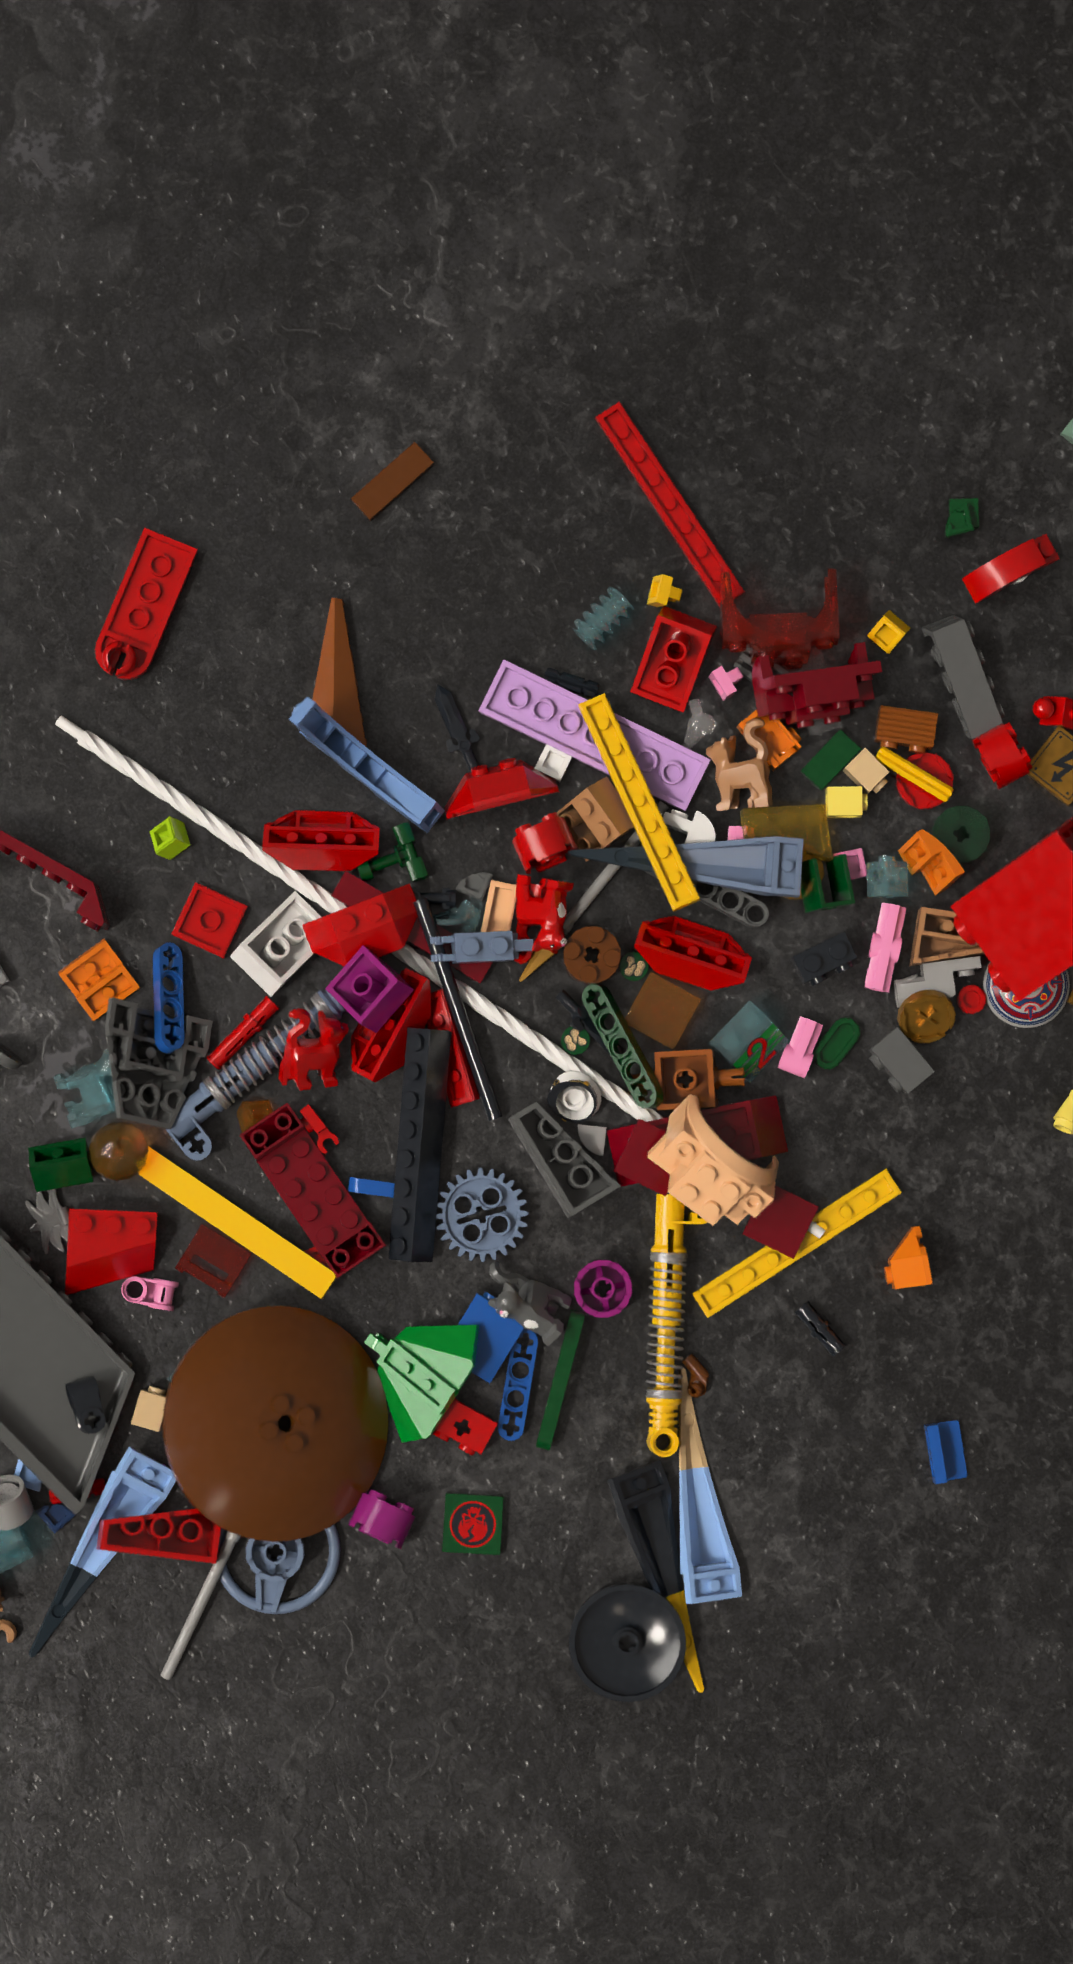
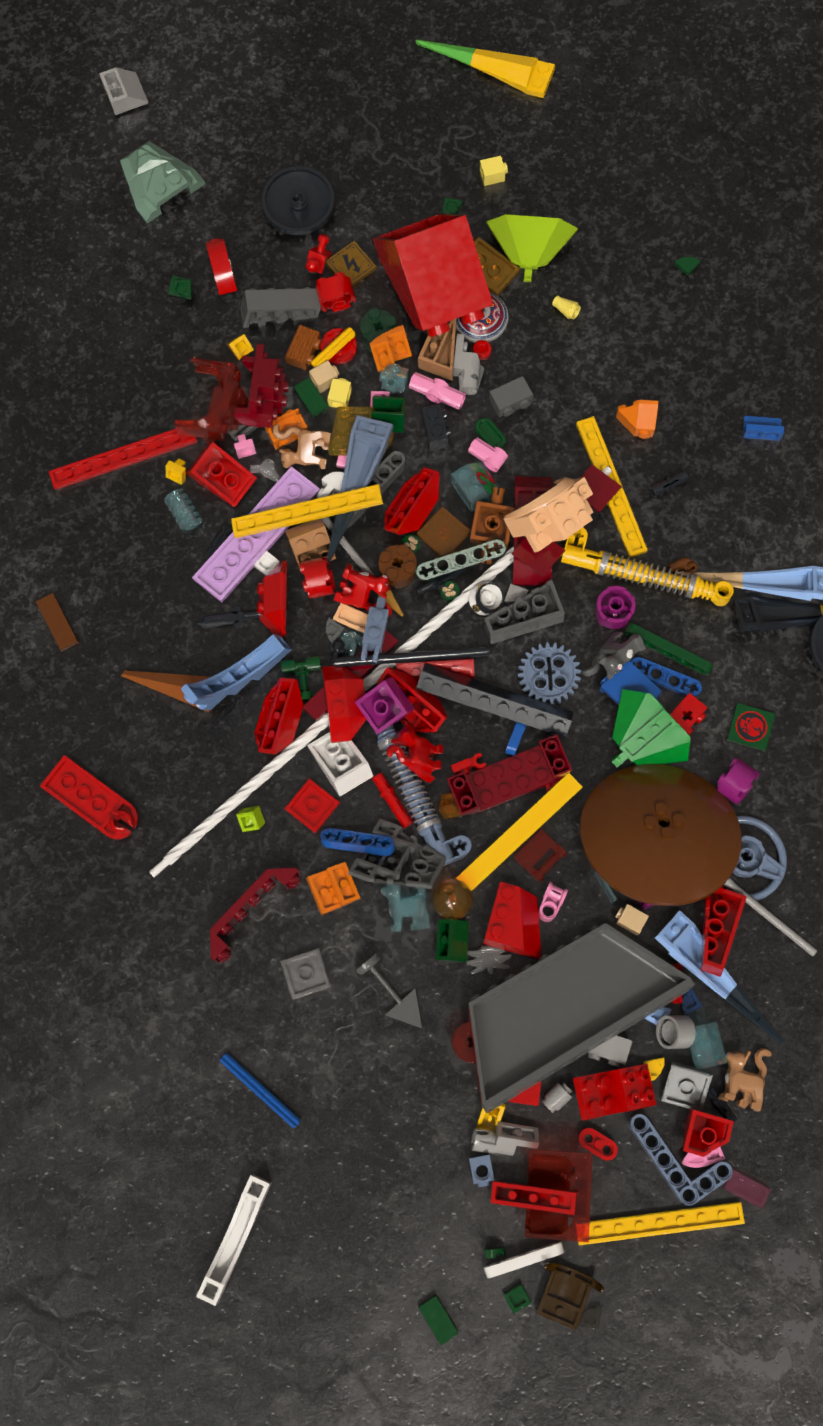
camera: 70 degrees left, 10 degrees down
(86, 1398) = (618, 960): black piece -> none
(926, 1016) = (486, 374): pearl gold tile -> none

